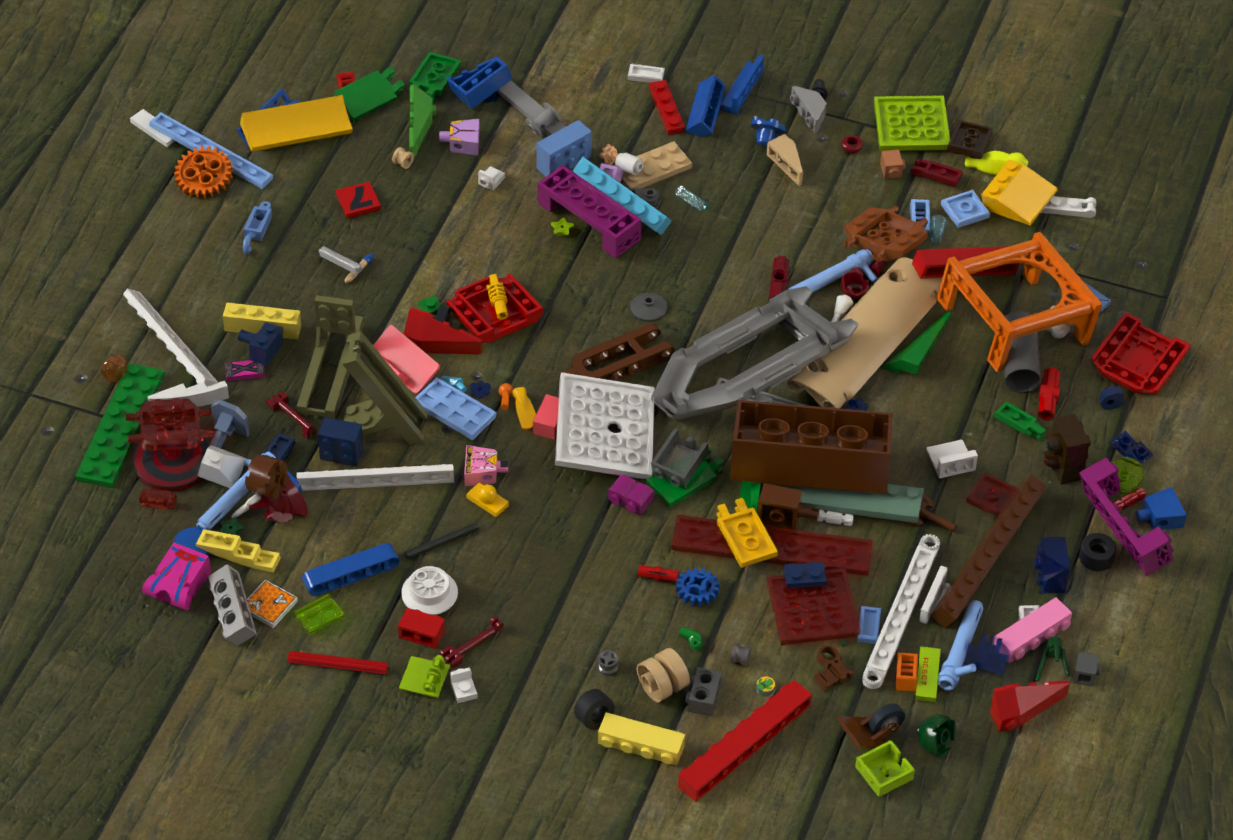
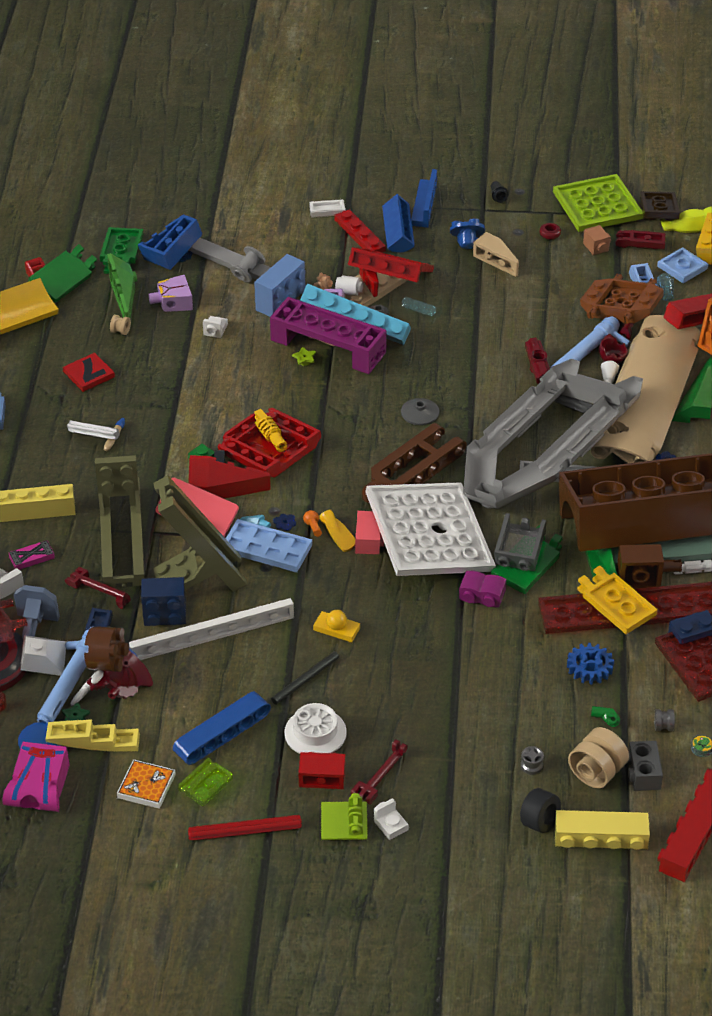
camera: 15 degrees left, 5 degrees down
(232, 605) = (108, 794): light grey brick -> none
(264, 343) = (44, 523): dark blue brick -> none
(482, 466) = (319, 594): bright pink torso -> none
(644, 571) = (556, 658): red pin -> none
(652, 157) = (371, 280): none -> red slope
(674, 149) = (388, 264): none -> red window
(810, 106) = (496, 205): light grey slope -> none

